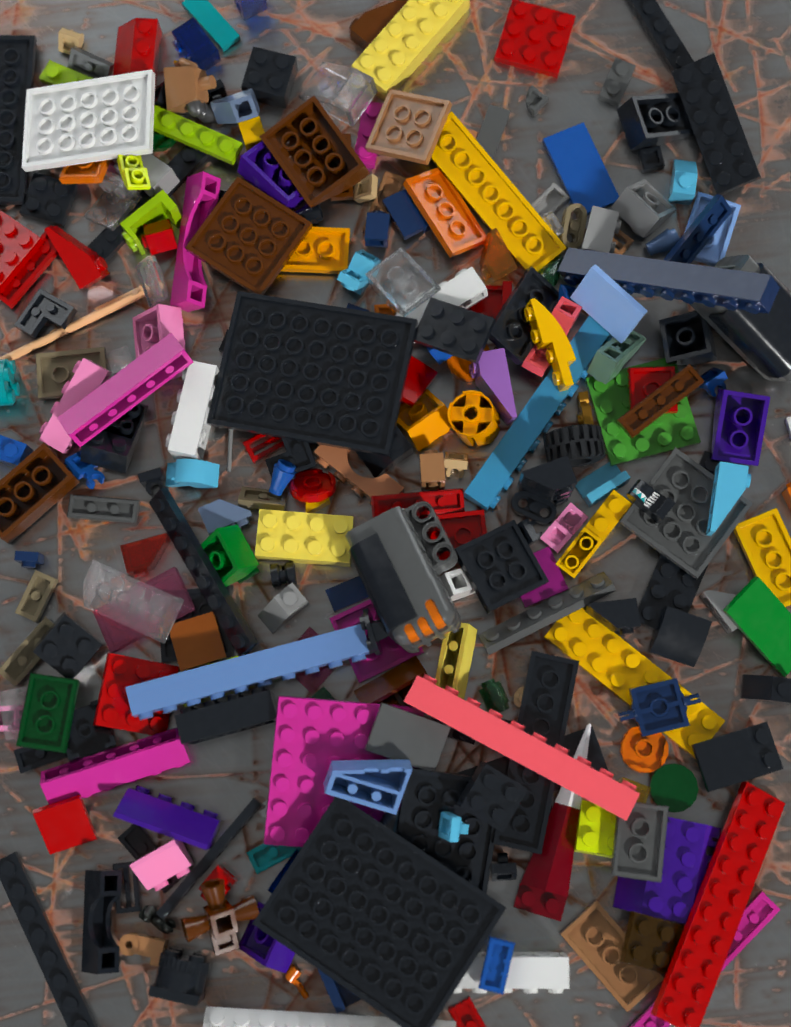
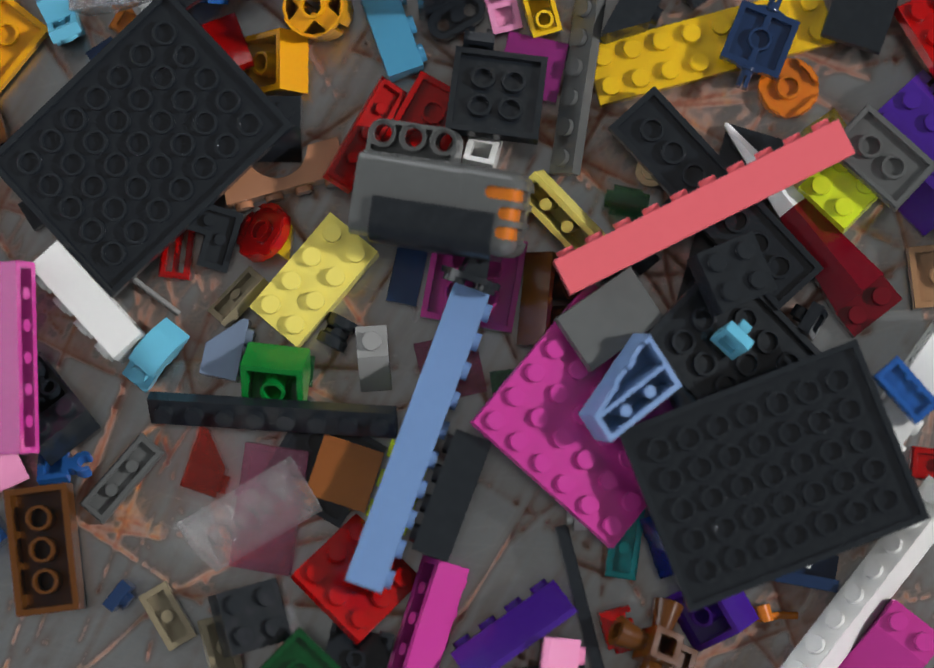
camera: 60 degrees left, 5 degrees up
(152, 477) = (127, 401): black tile -> none
(281, 476) = (228, 256): blue cone -> none
(432, 470) = (341, 94): medium nougat brick -> none
(455, 461) = (347, 62): tan tile -> none
(673, 787) = (848, 86): dark green tile -> none

